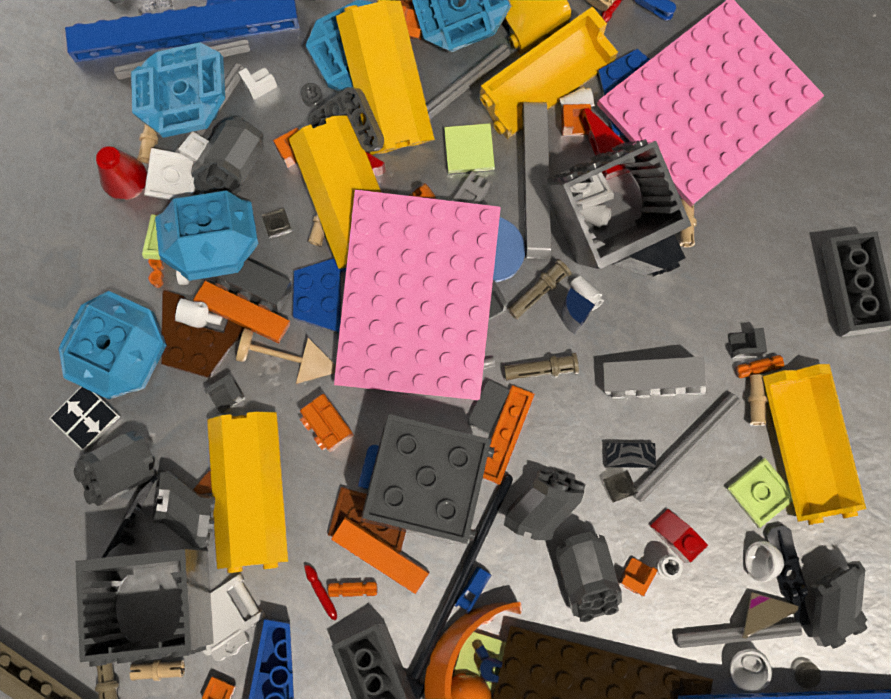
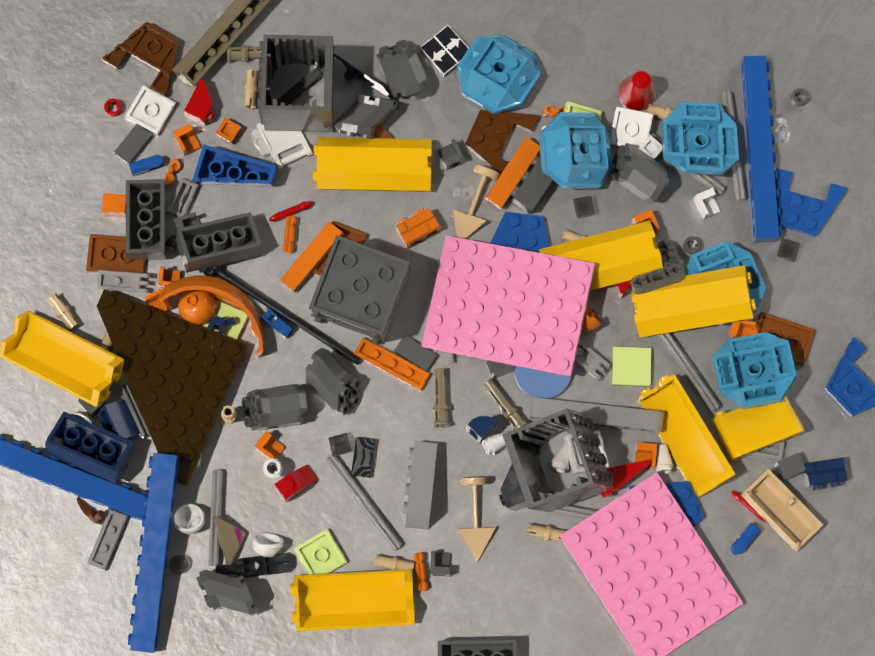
camera: 90 degrees right, 0 degrees up
(151, 605) = (299, 87): none -> dark grey axle
(195, 314) = (514, 137): white piece -> none
(613, 639) = (230, 419): none -> tan pin
(706, 305) = (476, 537): none -> tan piece

